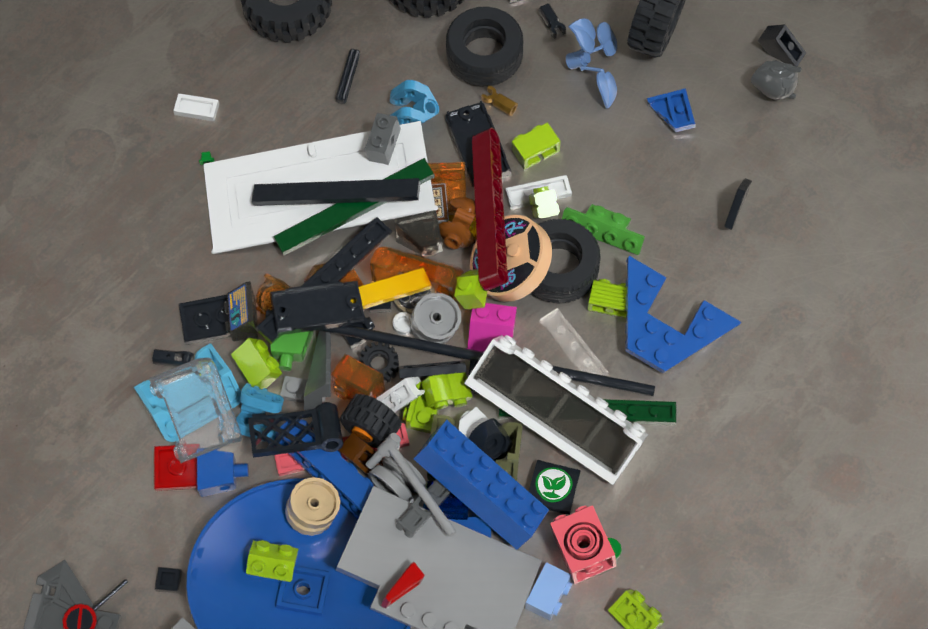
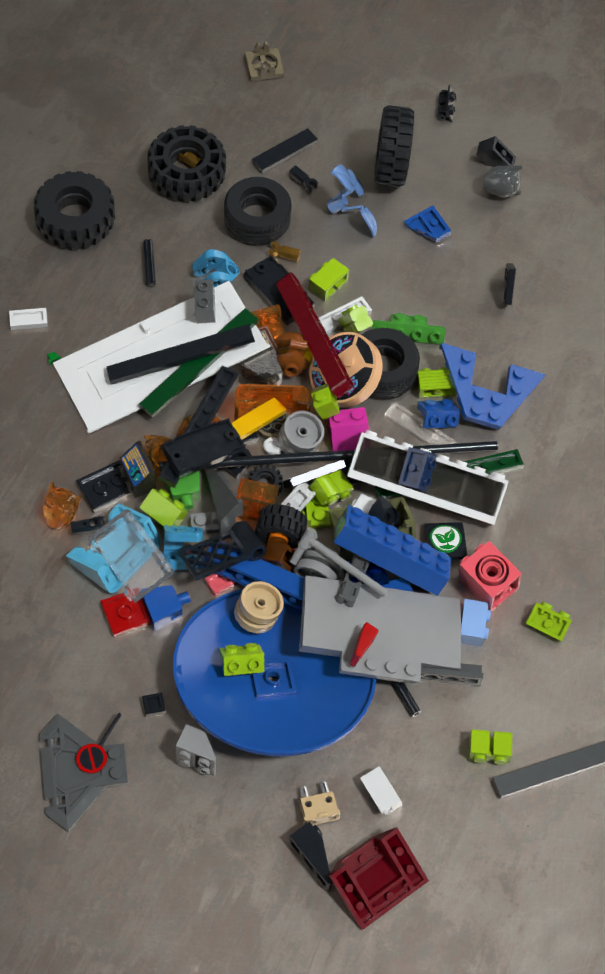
camera: 25 degrees left, 5 degrees down
(148, 330) = (60, 507): none -> clear orange helmet
(546, 397) = (417, 469): none -> dark blue bracket
(600, 336) = (439, 413): none -> blue bracket

